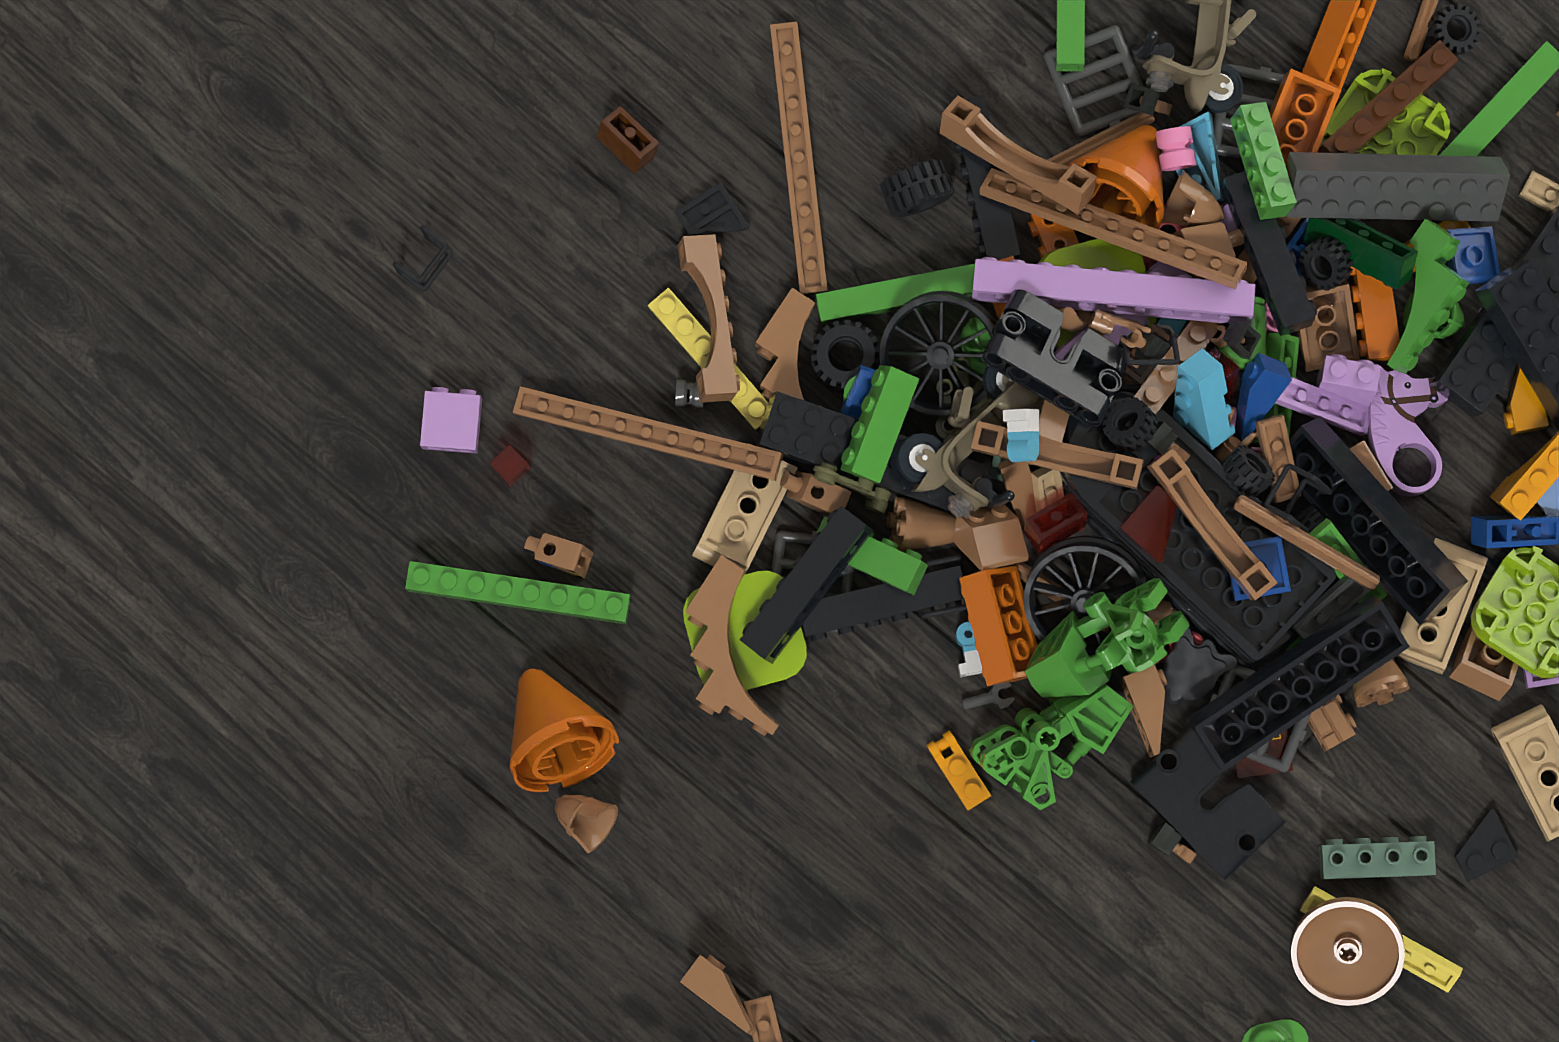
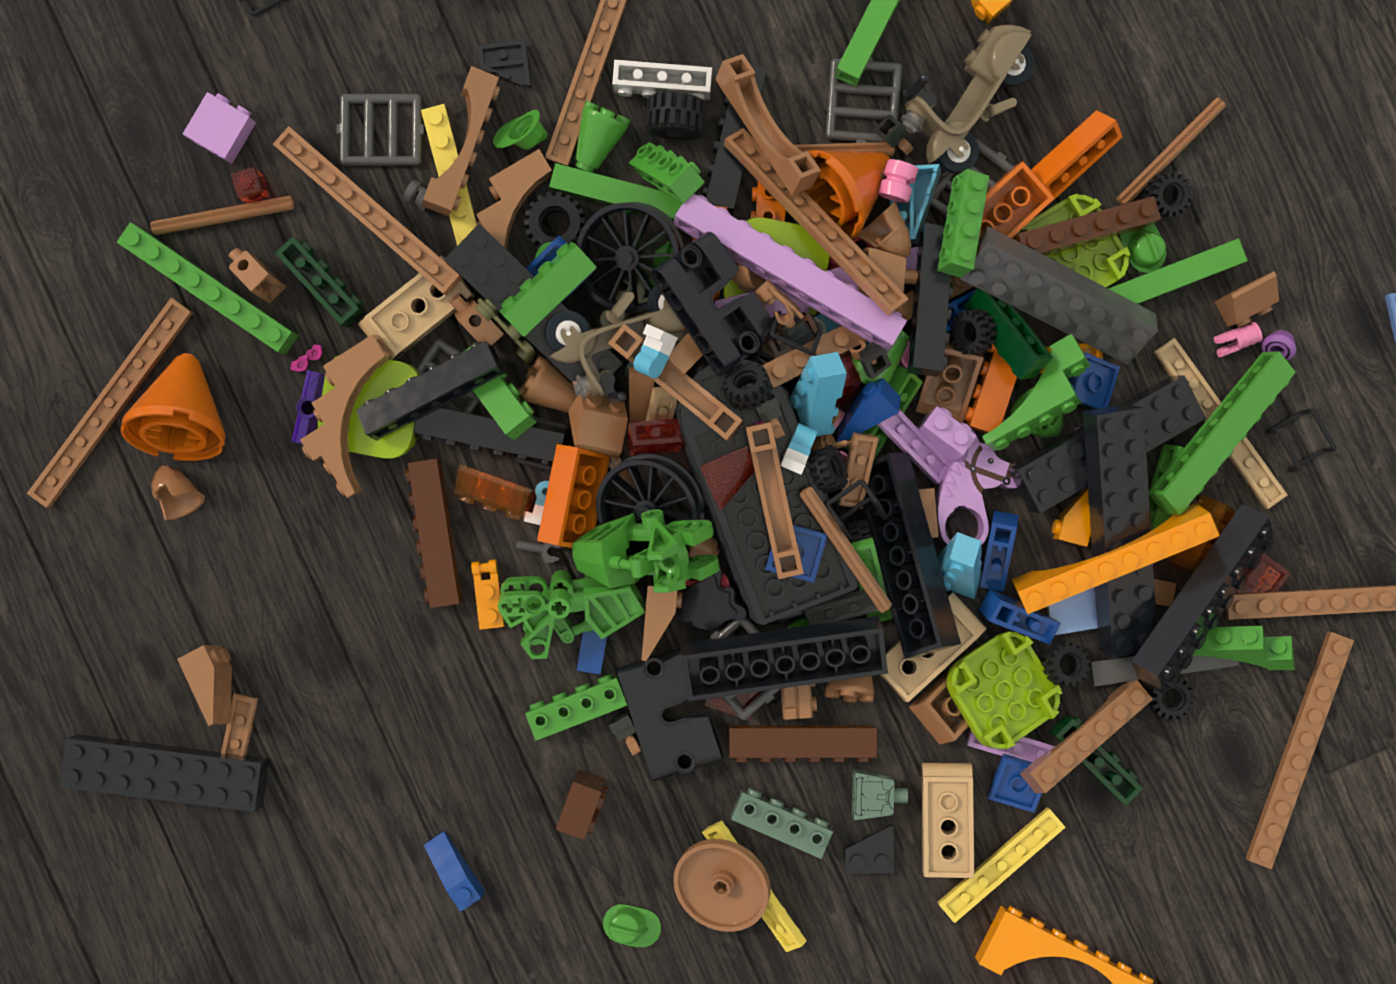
camera: 25 degrees right, 5 degrees up
(471, 759) = (110, 403): none -> medium nougat plate
(493, 510) = (222, 215): none -> medium nougat axle
(588, 321) = (392, 100): none -> dark grey bar
(632, 530) = (320, 283): none -> dark green brick
(649, 623) = (303, 361): none -> dark pink piece
(679, 646) = (311, 391): none -> dark purple piece
(764, 277) = (522, 132): none -> bright green piece
(844, 245) = (598, 135): none -> bright green cone
(873, 732) = (434, 533): none -> reddish brown brick
(882, 158) = (653, 78): none -> white brick
(915, 660) = (493, 492): none -> clear orange slope
(937, 249) = (667, 171): none -> bright green brick
(1095, 777) = (591, 653): none -> blue tile
(1108, 842) = (576, 707): none -> bright green brick
(1165, 933) = (582, 805): none -> reddish brown brick
(1210, 463) = (798, 449): none -> leg
(1357, 765) = (802, 742): none -> reddish brown brick
(1431, 504) = (961, 565): none -> medium azure wedge
(1458, 94) = (1145, 248): none -> bright green piece
(1458, 785) = (874, 795): none -> sand green torso
(1462, 473) = (999, 551): none -> blue slope

